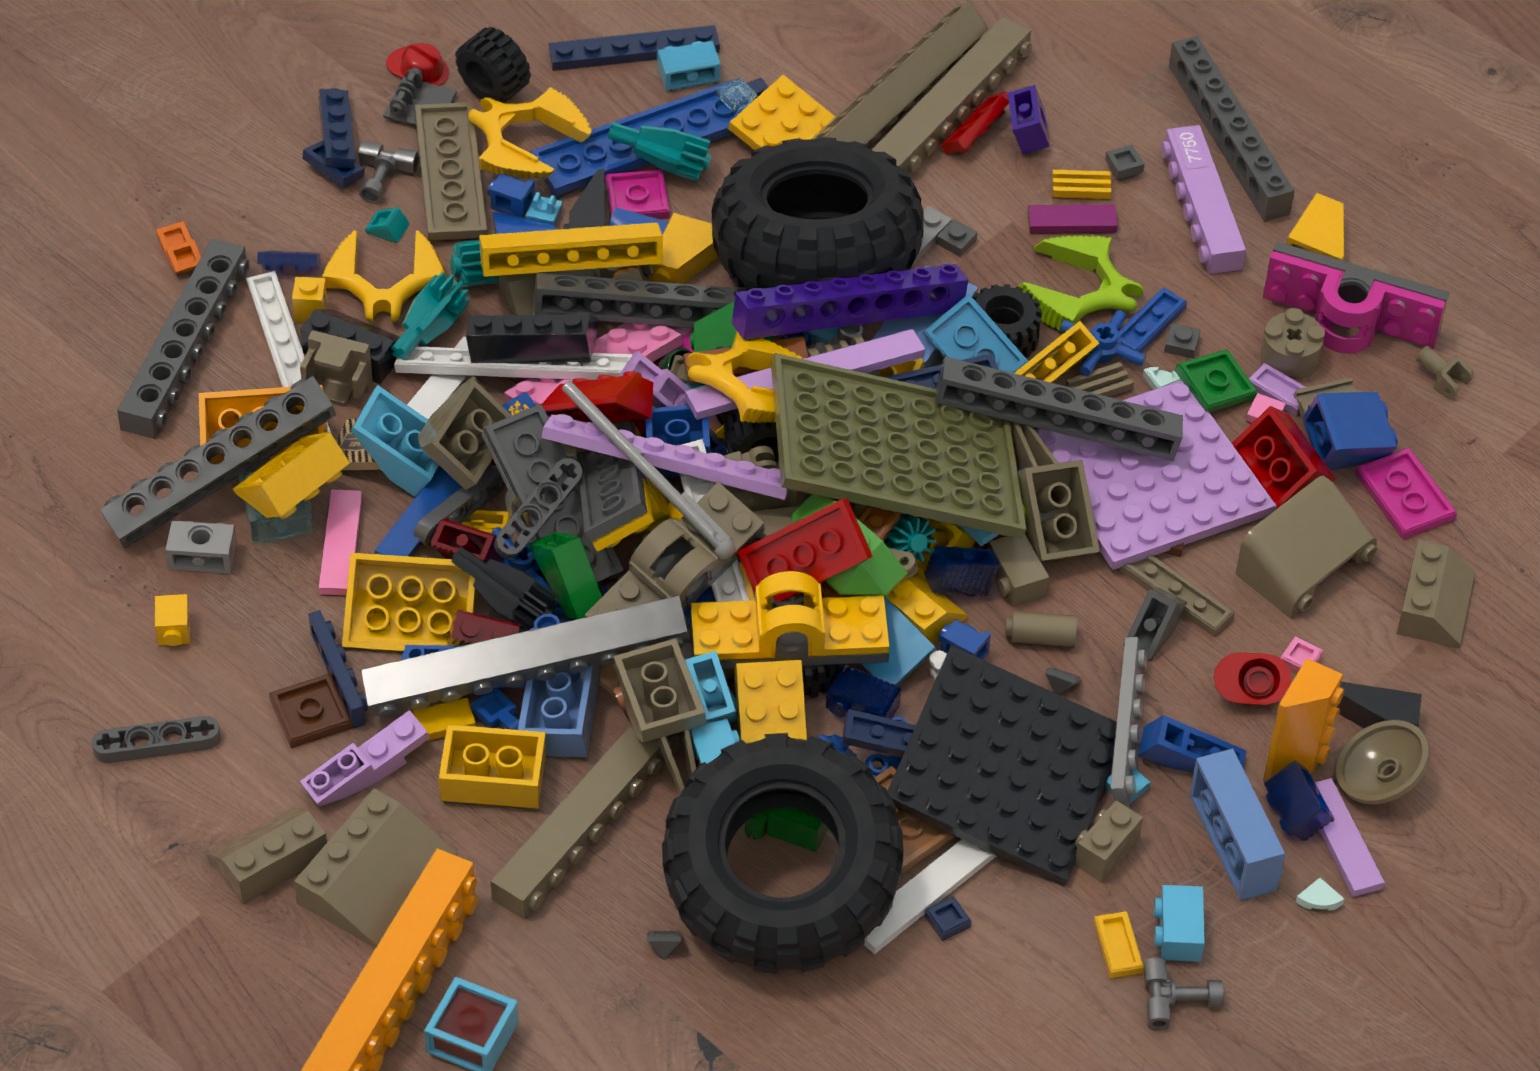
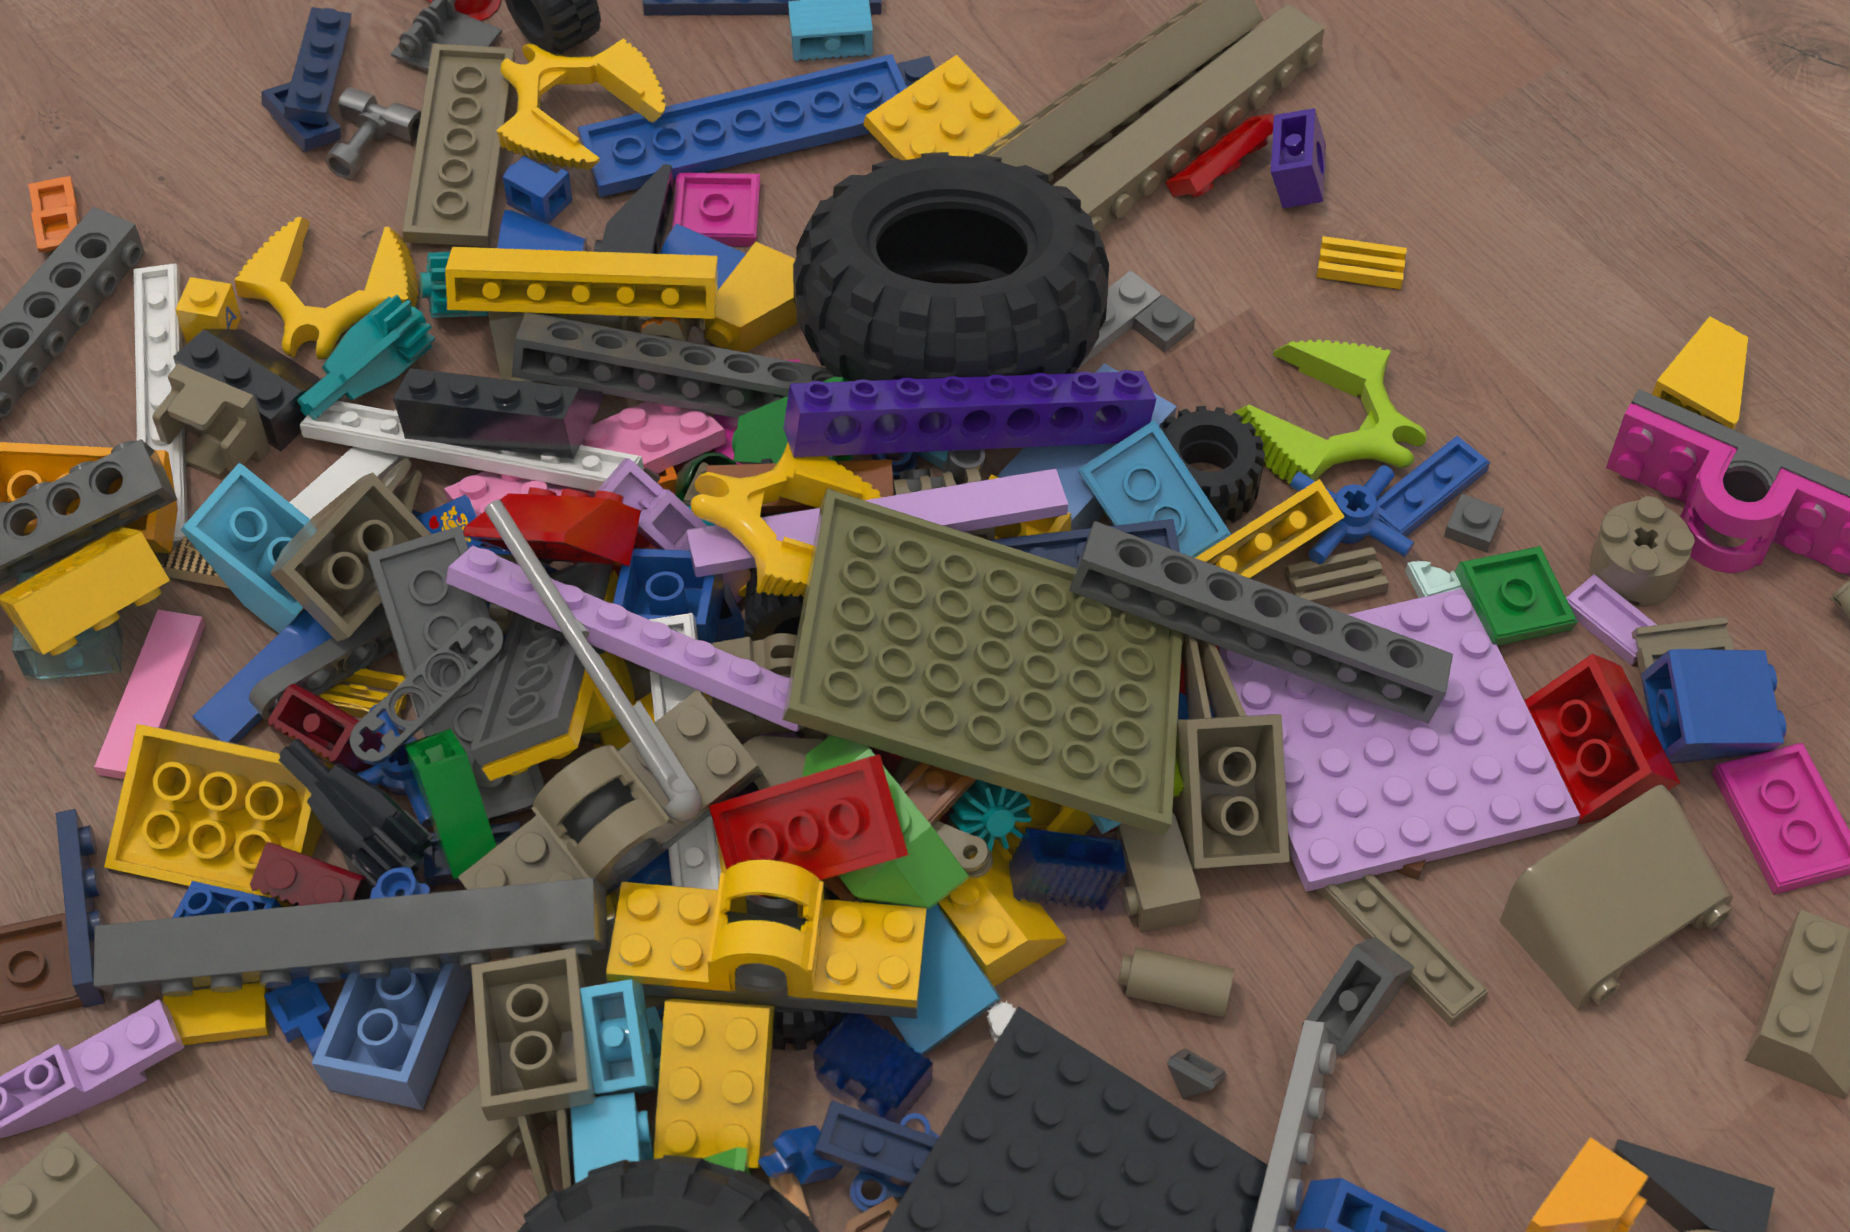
camera: 10 degrees right, 5 degrees up
(276, 259) = (182, 246): clear blue plate -> none
(388, 224) = (355, 213): teal slope -> none
(492, 766) = (264, 1112): yellow brick -> none
(545, 209) = (579, 215): medium azure tile -> none
(666, 148) = (766, 144): teal piece -> none
(736, 94) = (885, 76): clear light blue tile -> none
(965, 638) = (1050, 991): blue brick -> none
(1072, 218) = (1339, 313): magenta tile -> none
(1124, 162) = (1430, 236): dark grey plate -> none
(1203, 200) = (1538, 308): lavender brick -> none
(1231, 129) = (1596, 206): dark grey brick -> none
(1252, 678) = (1499, 1120): red piece -> none
(1260, 404) = (1581, 644): bright pink tile -> none
(1298, 652) = (1584, 1083): bright pink tile -> none

